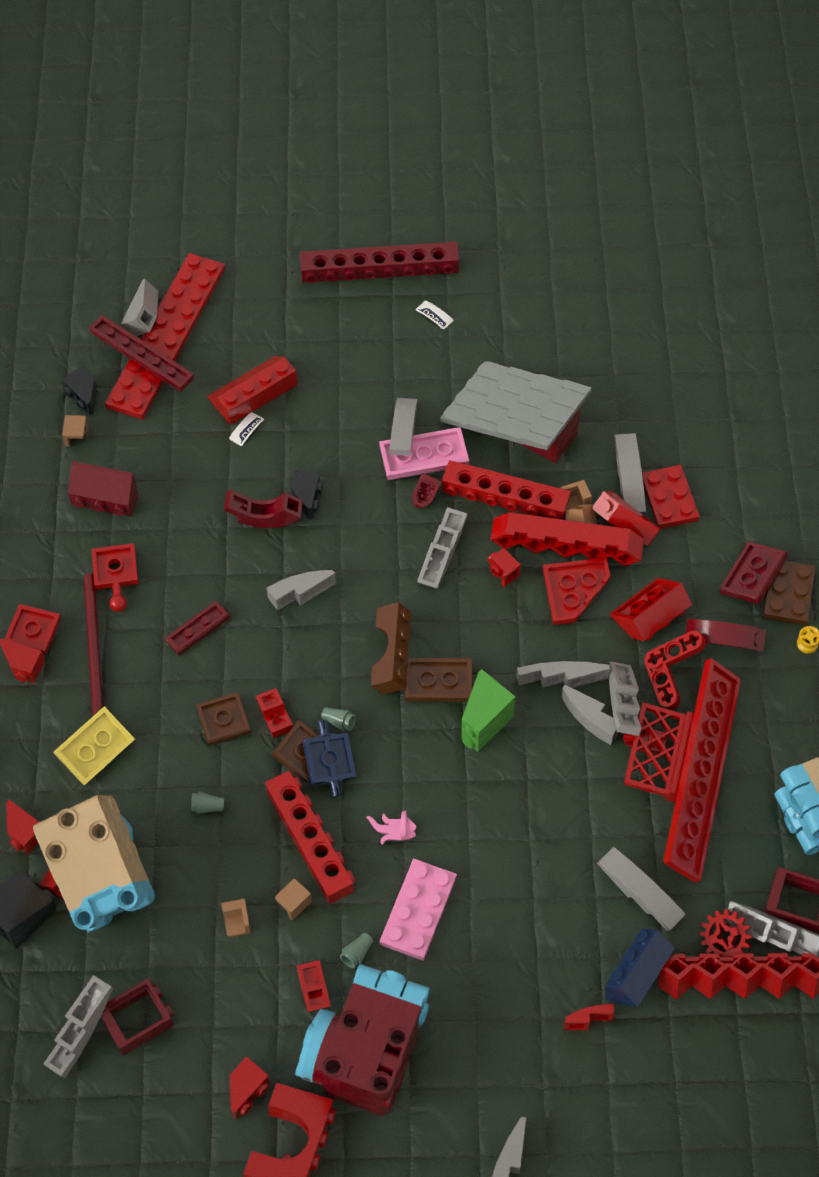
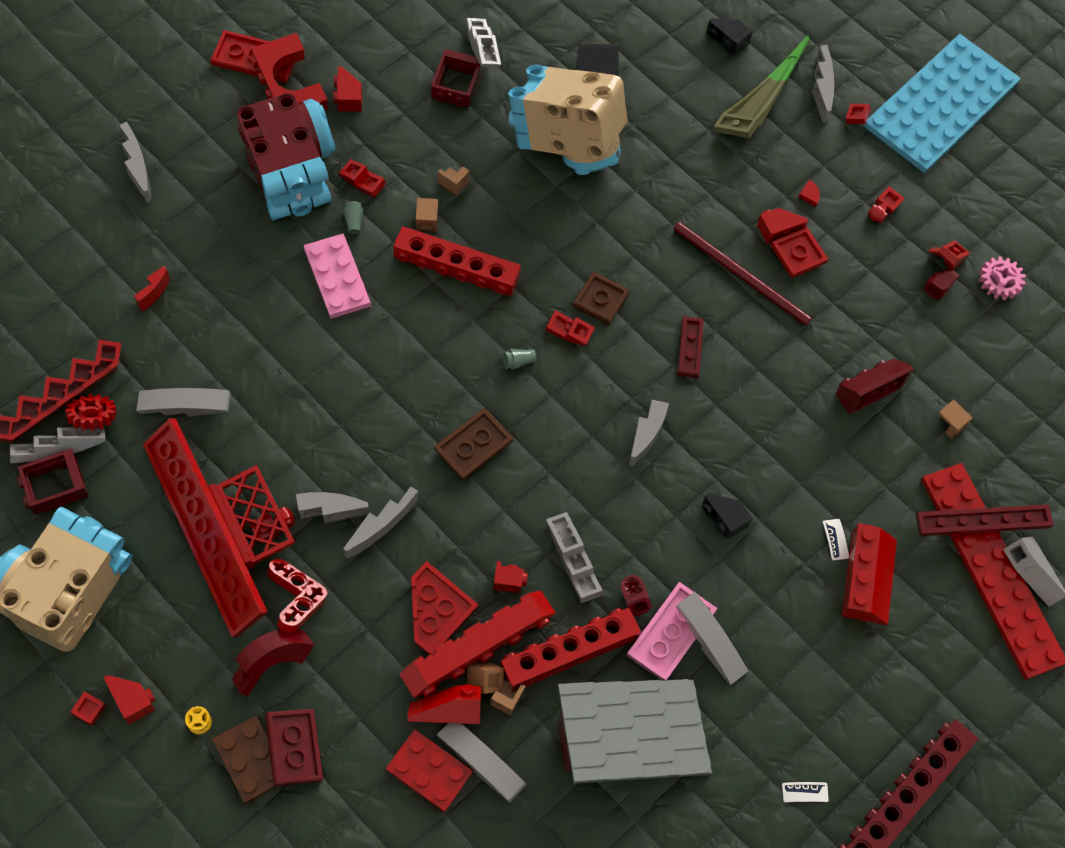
camera: 130 degrees right, 5 degrees up
(20, 828) = (652, 127): red slope -> none
(82, 388) = (990, 458): black slope -> none
(94, 745) = (664, 206): light yellow plate -> none
(123, 576) = (794, 328): red plate -> none
(206, 803) = (550, 231): sand green cone -> none
(261, 513) = (741, 468): dark red arch -> none
(291, 750) = (520, 314): reddish brown plate -> none
(329, 758) = (494, 319): dark blue plate -> none
(391, 670) = (544, 453): reddish brown arch -> none
(395, 829) = (402, 314): bright pink piece -> none
(486, 712) = (411, 437): bright green slope -> none
(623, 698) = (312, 535): light grey slope -> none
(638, 968) = (136, 332): dark blue slope -> none
(652, 608) = (356, 639): red slope -> none

